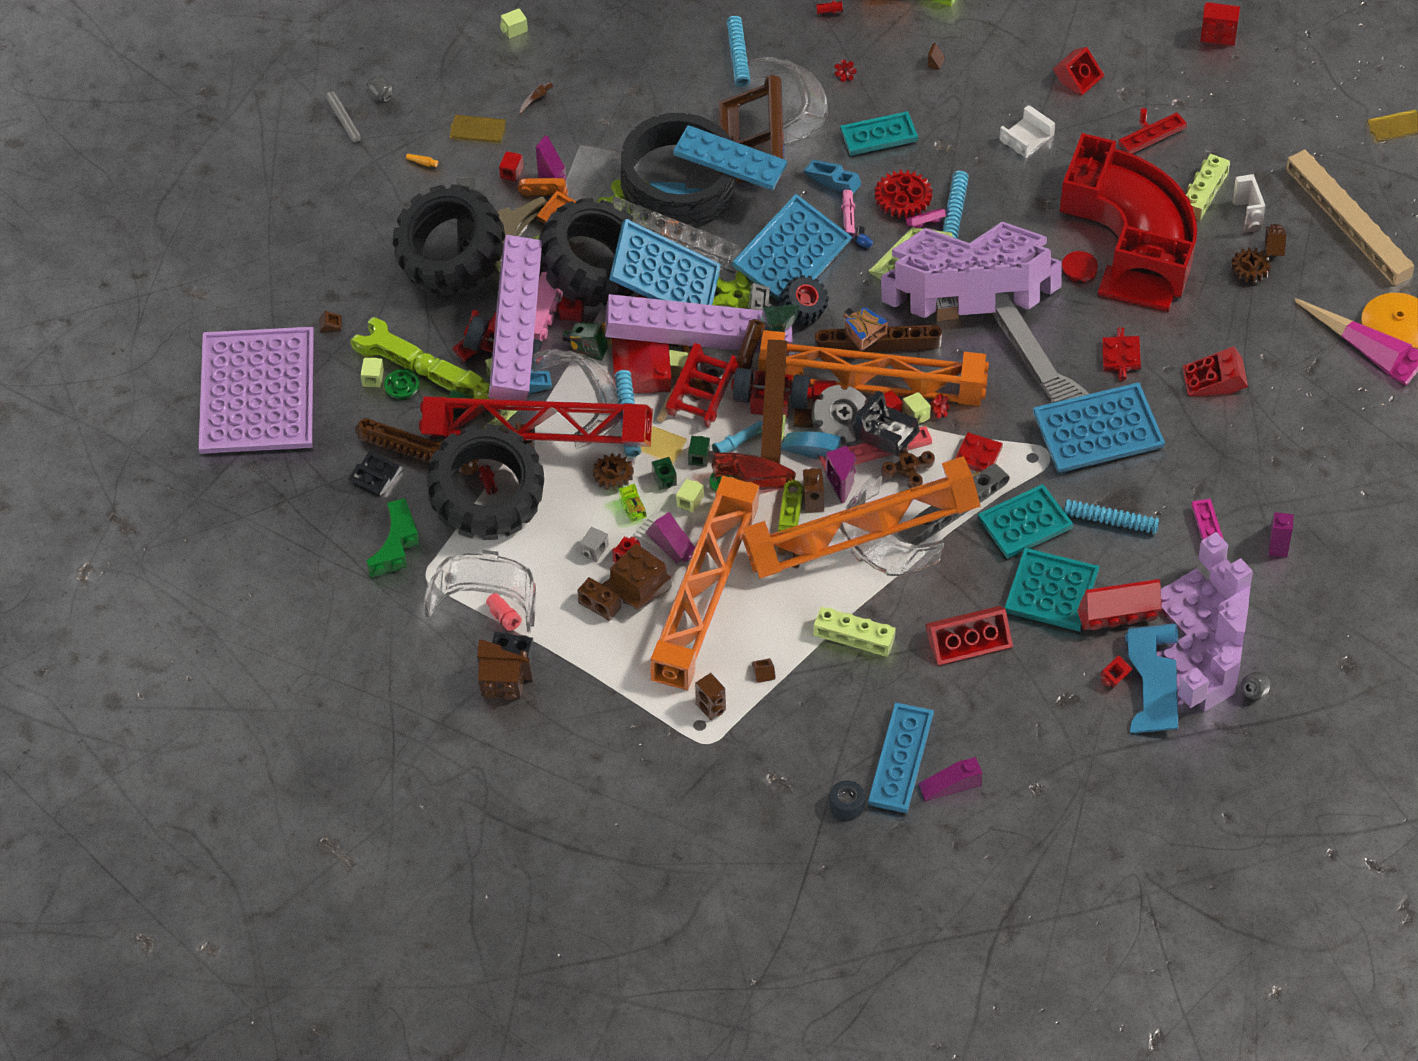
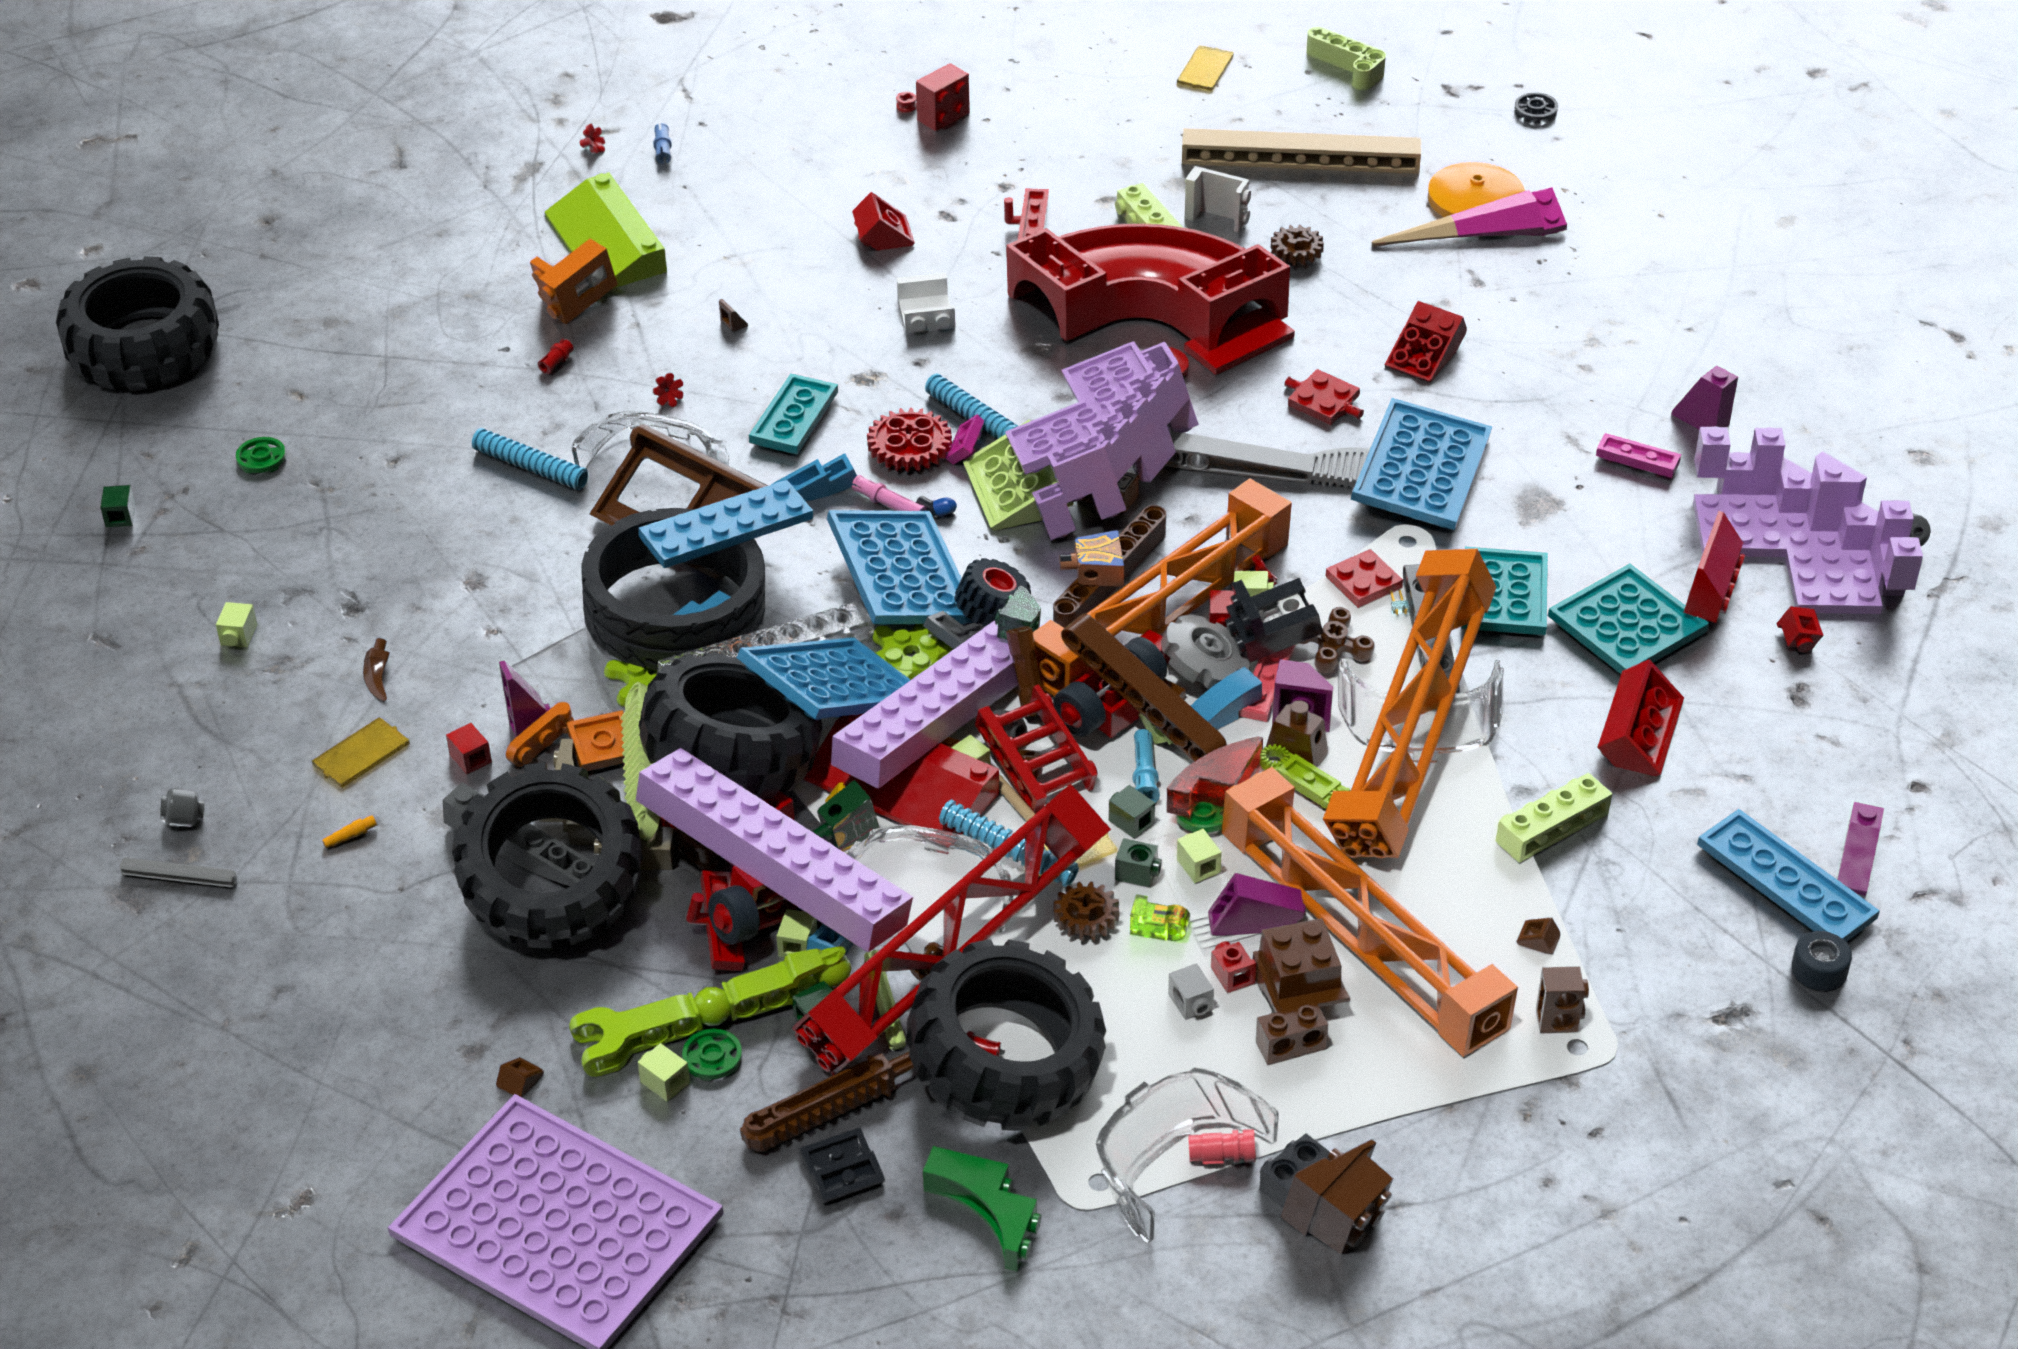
camera: 55 degrees left, 10 degrees down
(1111, 516) = (1562, 518): medium azure piece -> none
(1158, 676) = (1839, 593): dark azure door -> none
(1275, 240) = (1290, 206): reddish brown brick -> none

